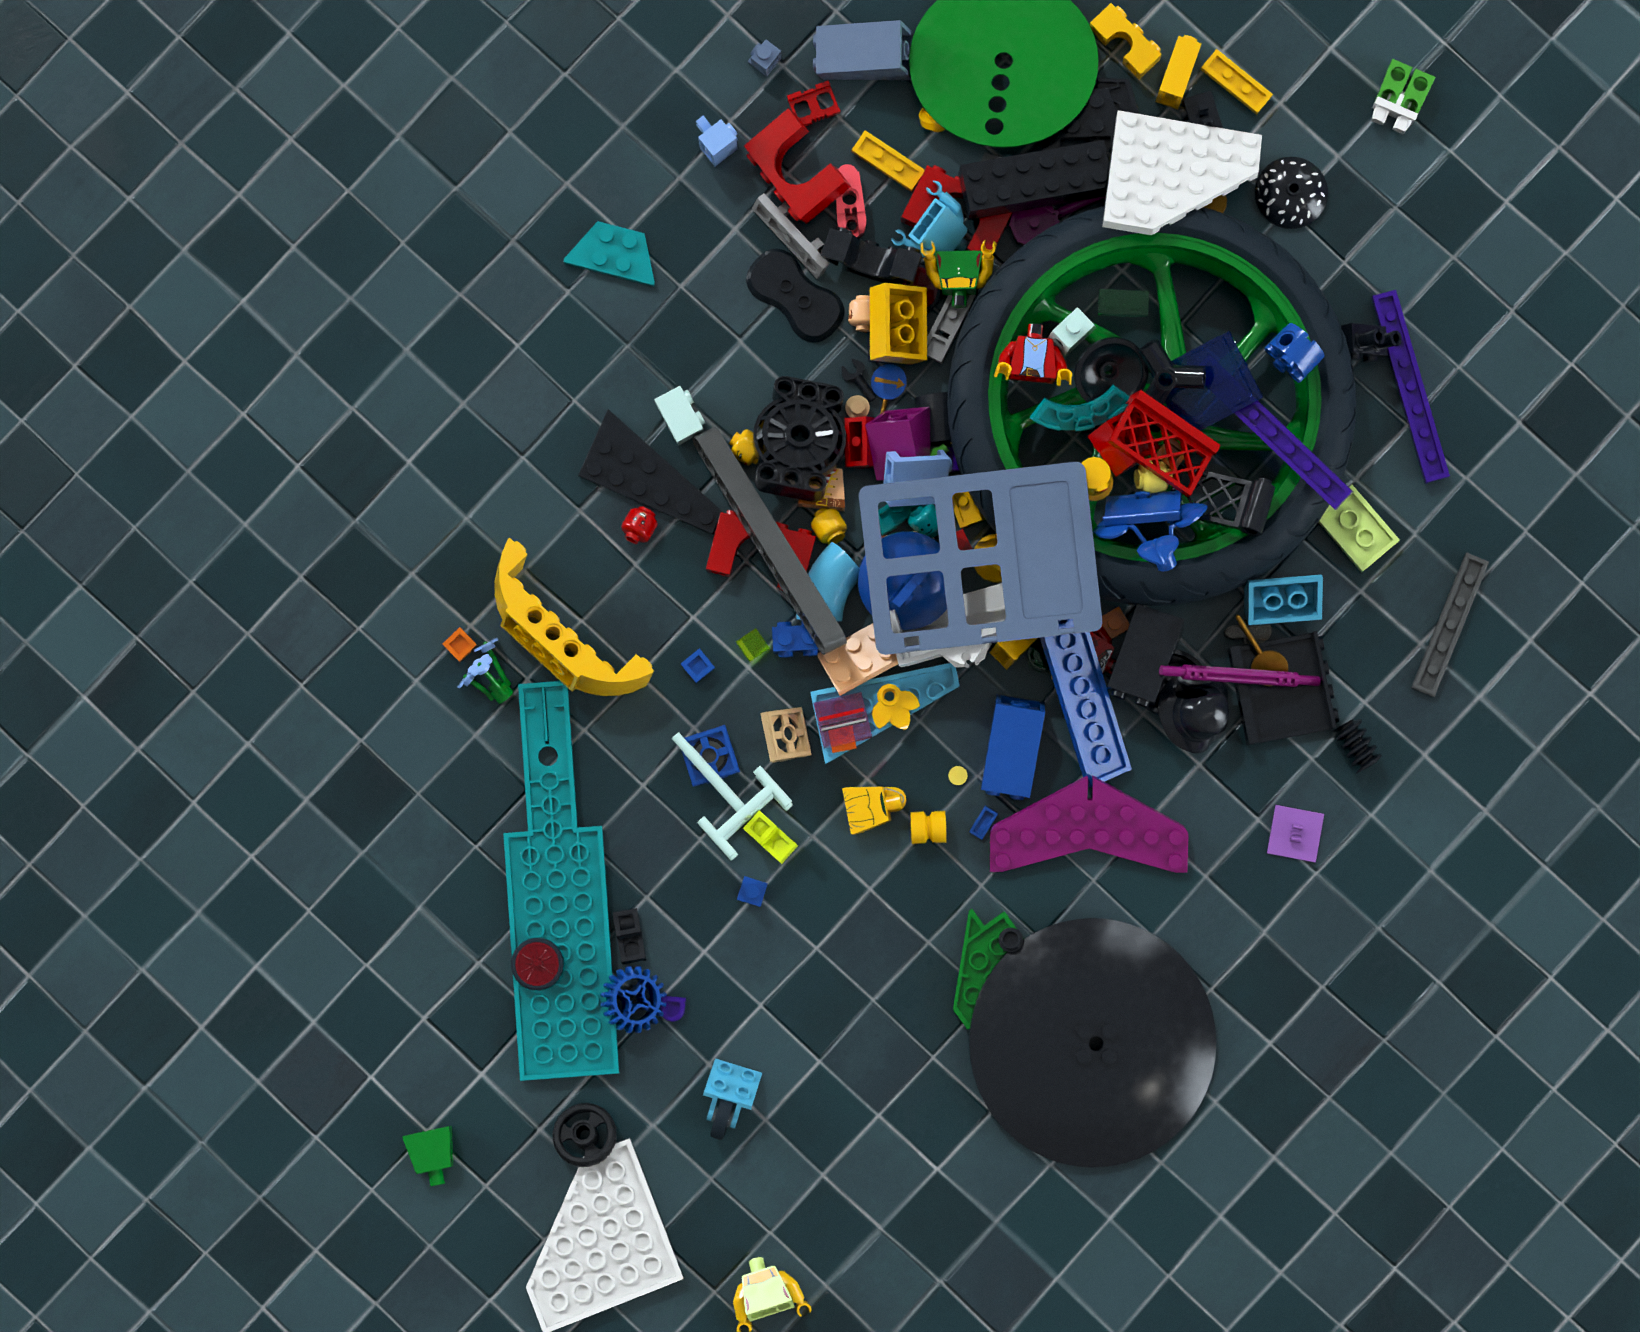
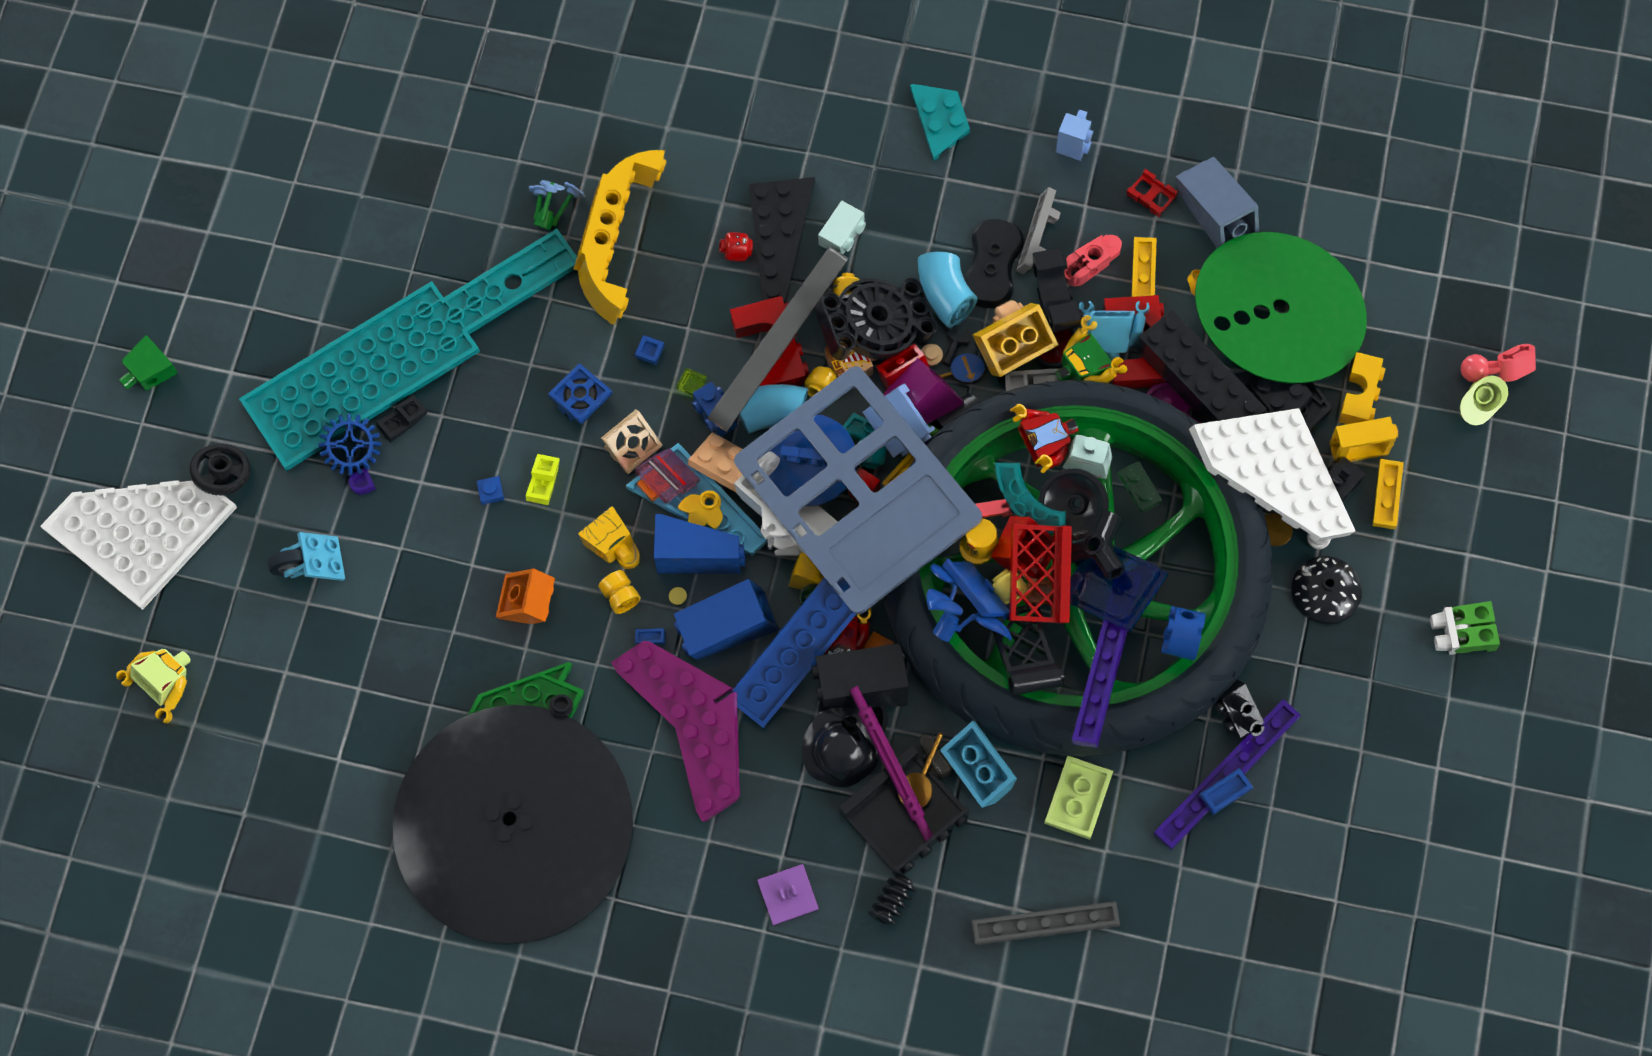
camera: 60 degrees right, 15 degrees down
(460, 644) = (564, 172): orange plate -> none
(537, 963) = (339, 358): dark red wheel -> none
(744, 812) = (550, 428): light aqua piece -> none
(765, 57) = (1164, 132): sand blue brick -> none
(768, 151) = (1090, 178): red arch -> none
(802, 355) = (945, 287): none -> medium azure brick
(881, 916) = (525, 596): none -> orange slope
(927, 737) = (695, 549): none -> blue slope
(1069, 446) = (994, 508): none -> coral piece
(1428, 398) = (1226, 791): none -> blue tile

